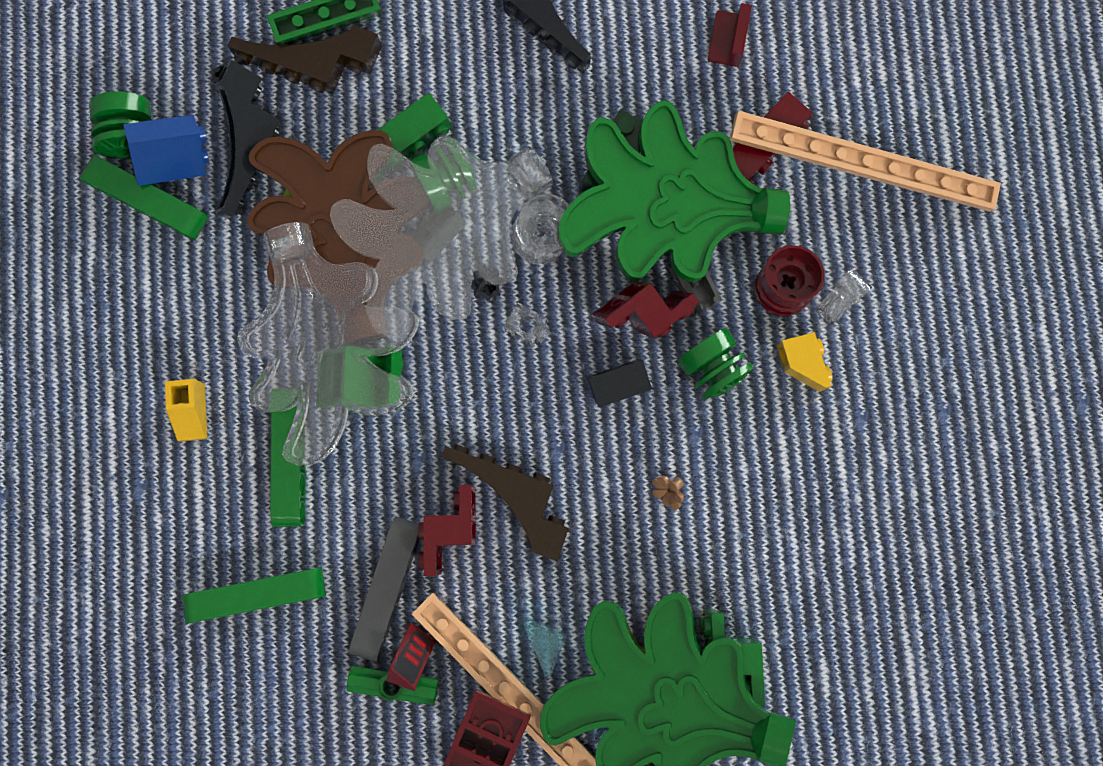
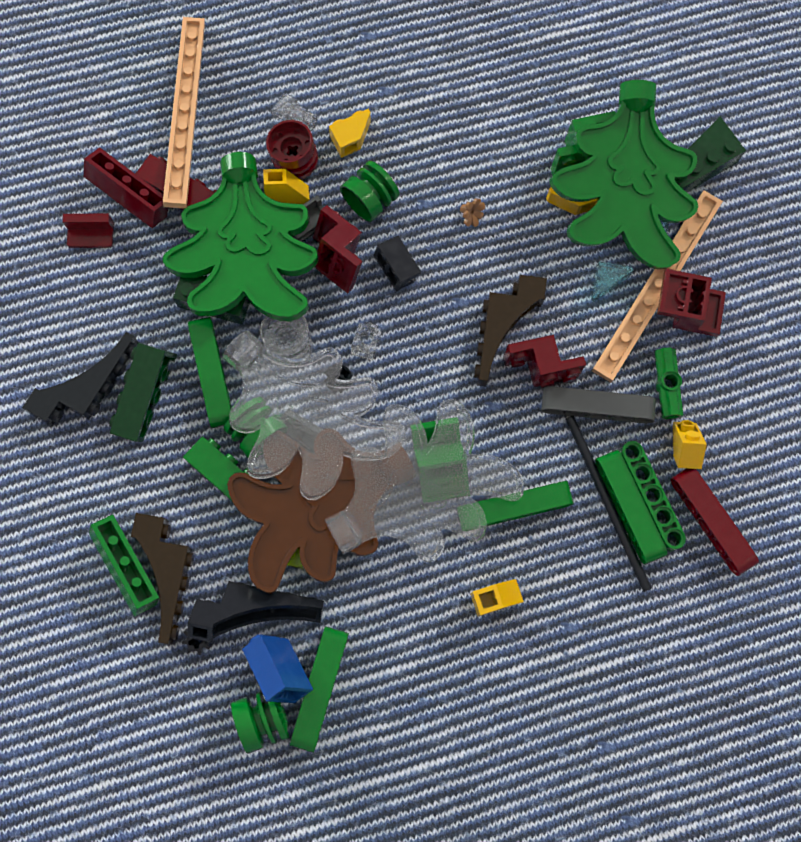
camera: 110 degrees left, 5 degrees down
(211, 694) = (714, 521): none -> dark red beam
(245, 625) = (661, 502): none -> green beam
(267, 570) = (608, 503): none -> black piece
(309, 687) = (688, 445): none -> yellow slope
(410, 658) = (646, 372): slope -> none
(503, 142) = (210, 371): none -> green beam
(519, 63) = (140, 392): none -> dark green wedge
(741, 264) = (285, 187): none -> yellow slope
(776, 77) = (125, 187): none -> dark red brick

